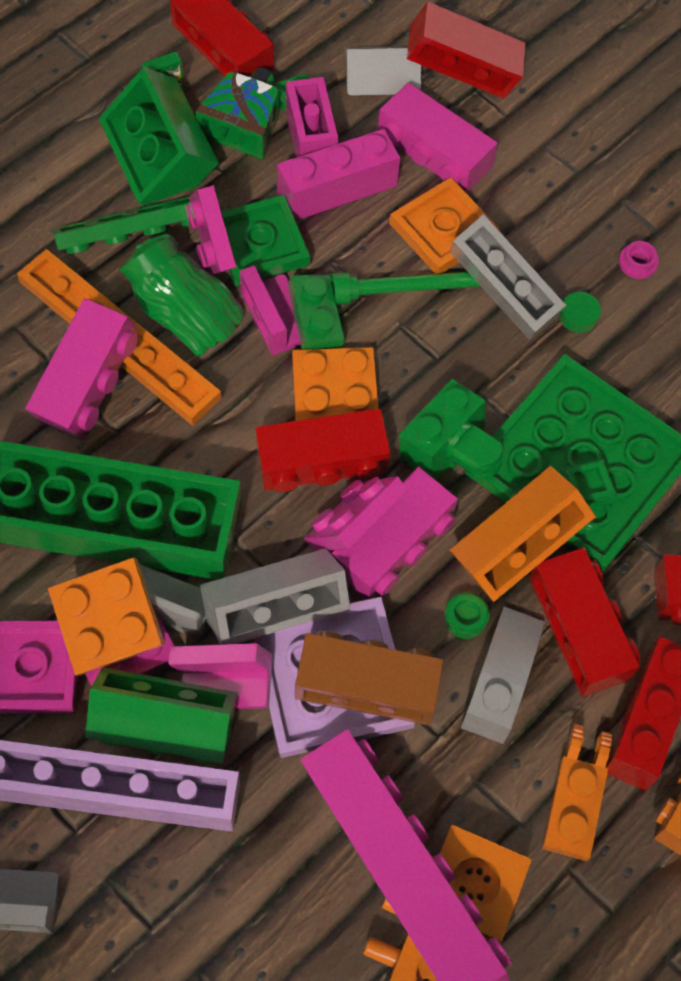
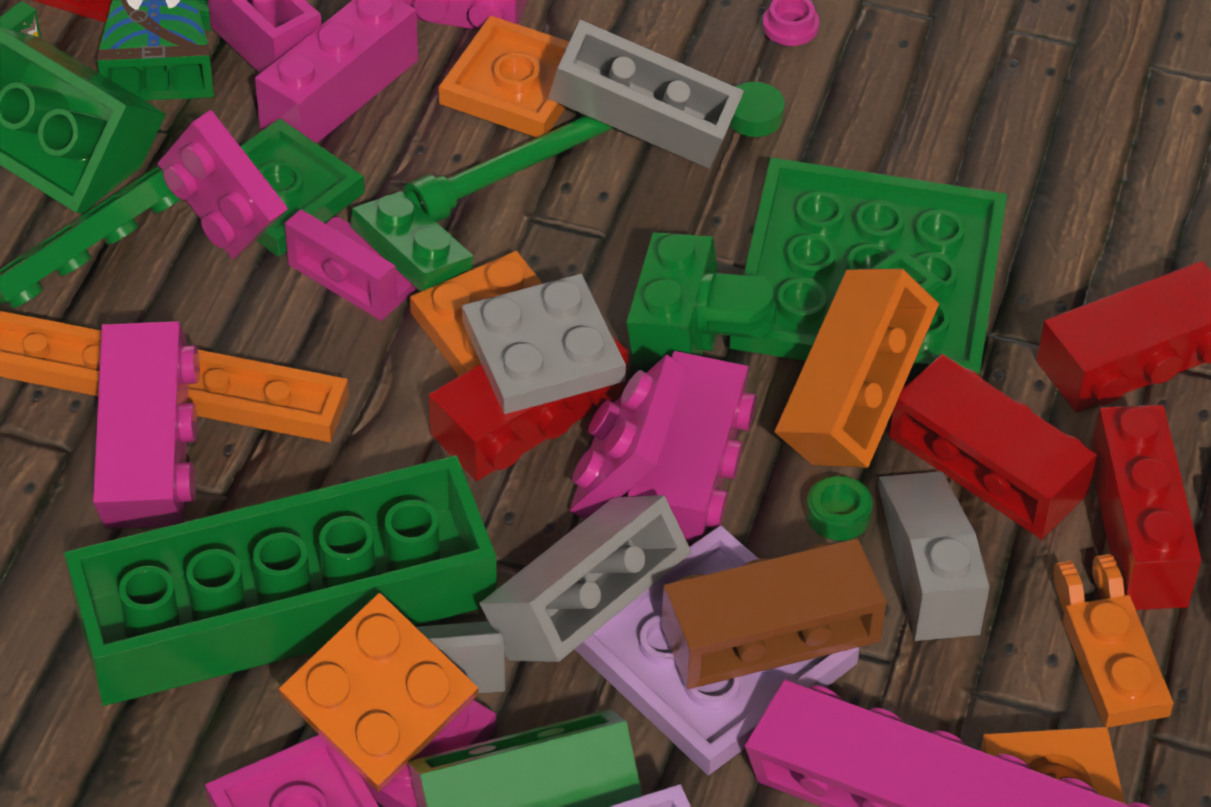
camera: 25 degrees left, 15 degrees down
(181, 294) = (213, 289): green hair -> none
(227, 667) = (575, 683): dark pink panel -> none
(339, 426) = (543, 343): none -> light grey plate

